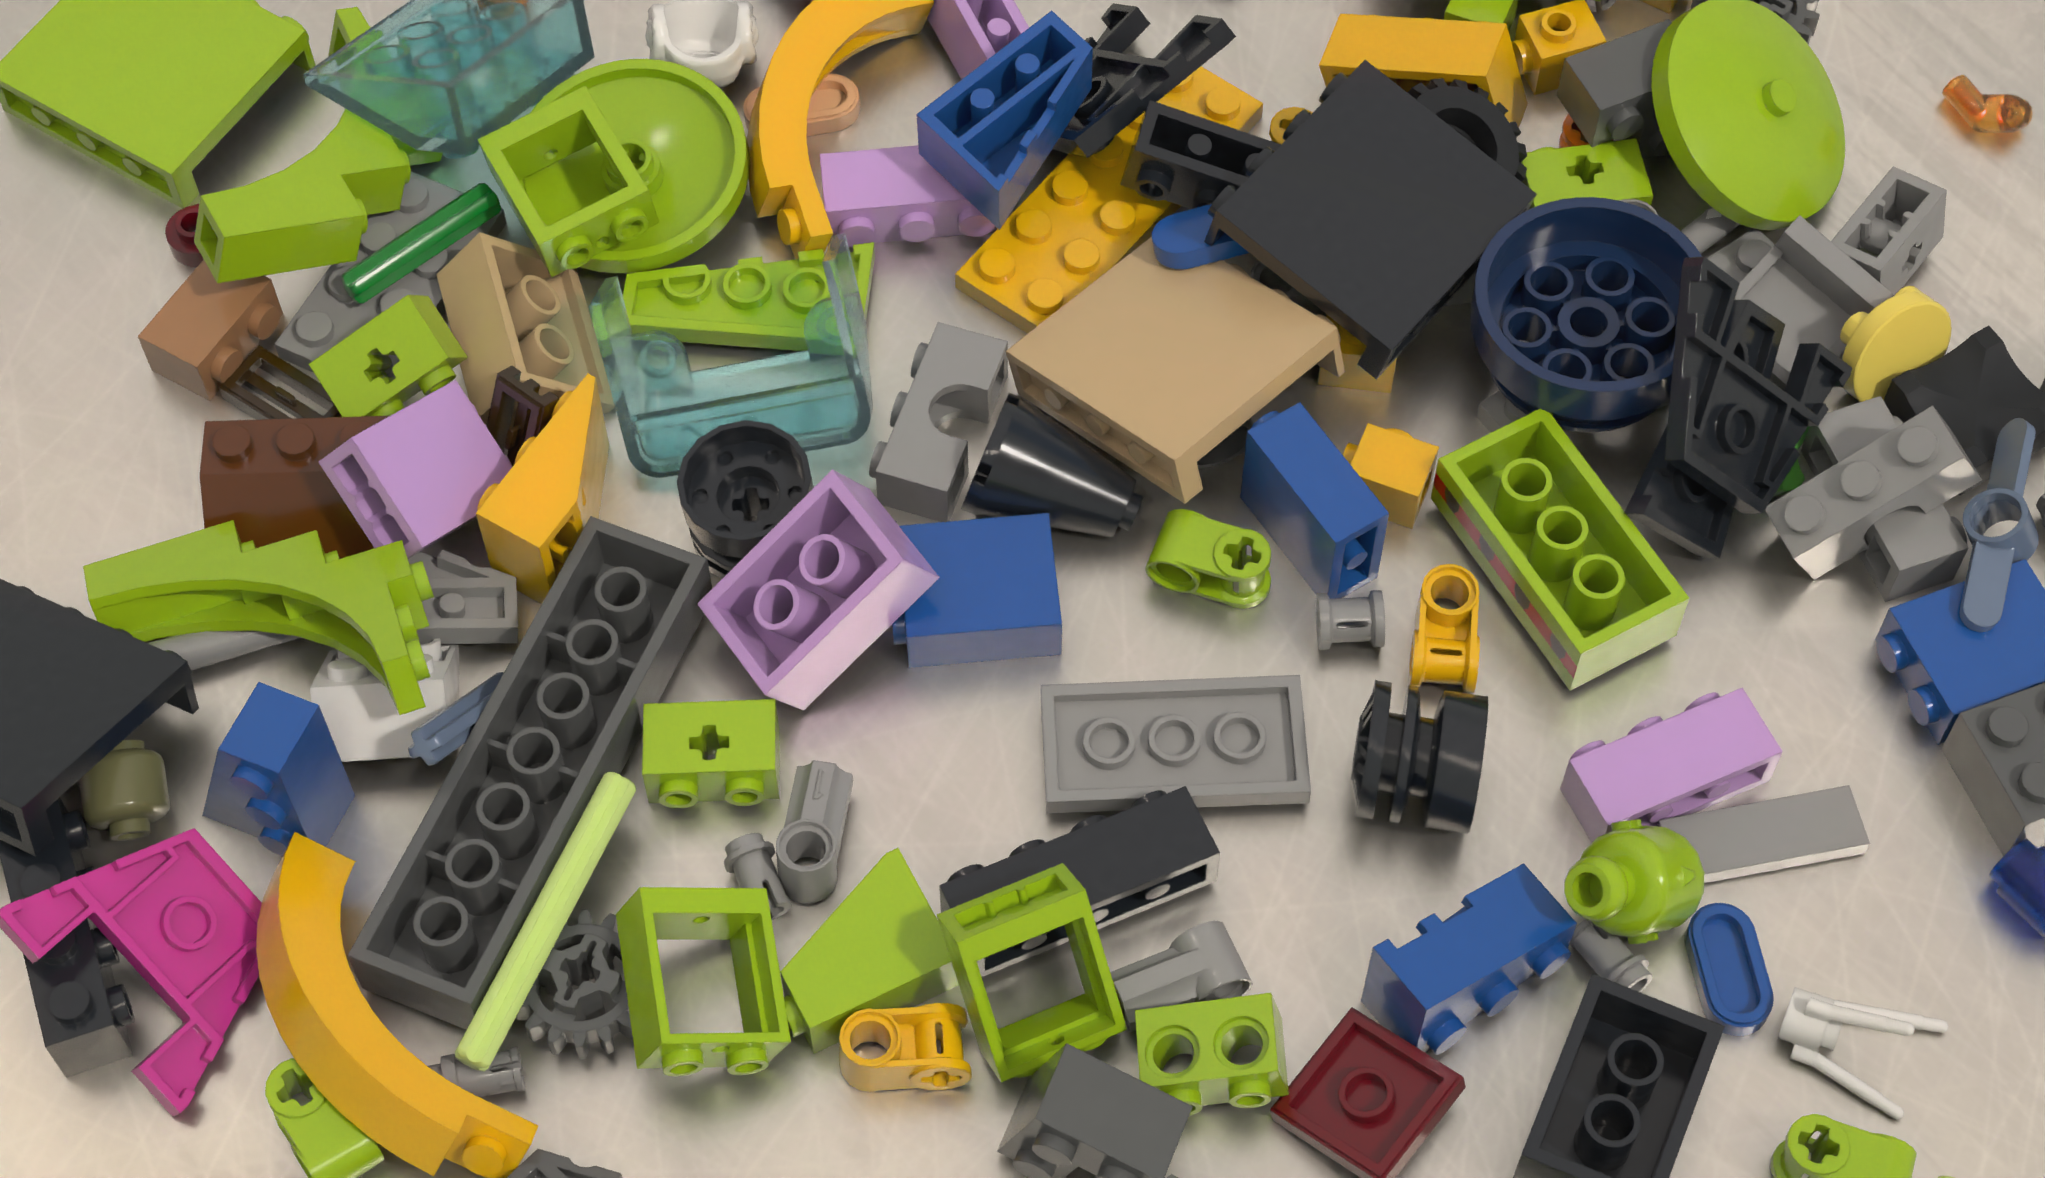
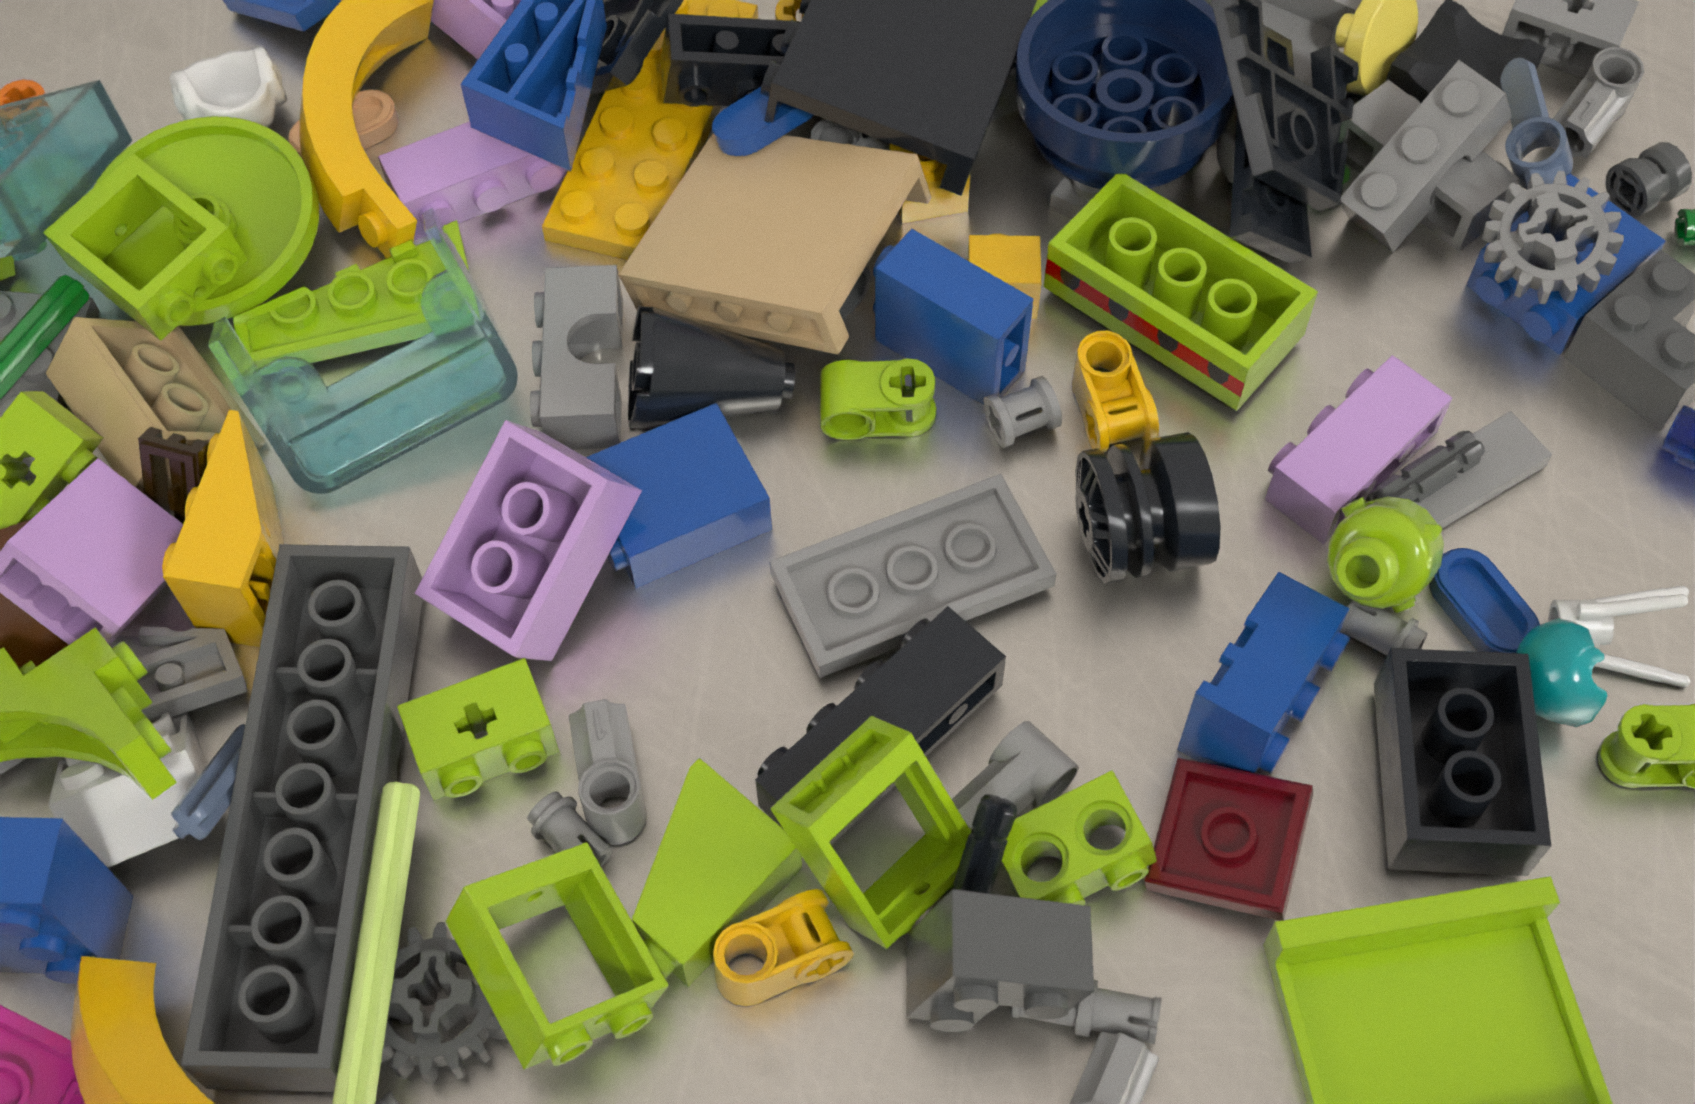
camera: 20 degrees left, 0 degrees up
(738, 475) = (411, 461): black wheel -> none
(1125, 1020) = (985, 844): none -> black axle
(1732, 817) = (1433, 469): none -> dark grey axle
(1750, 1054) = (1561, 672): none -> teal hair
(1981, 626) = (1567, 223): none -> light grey gear

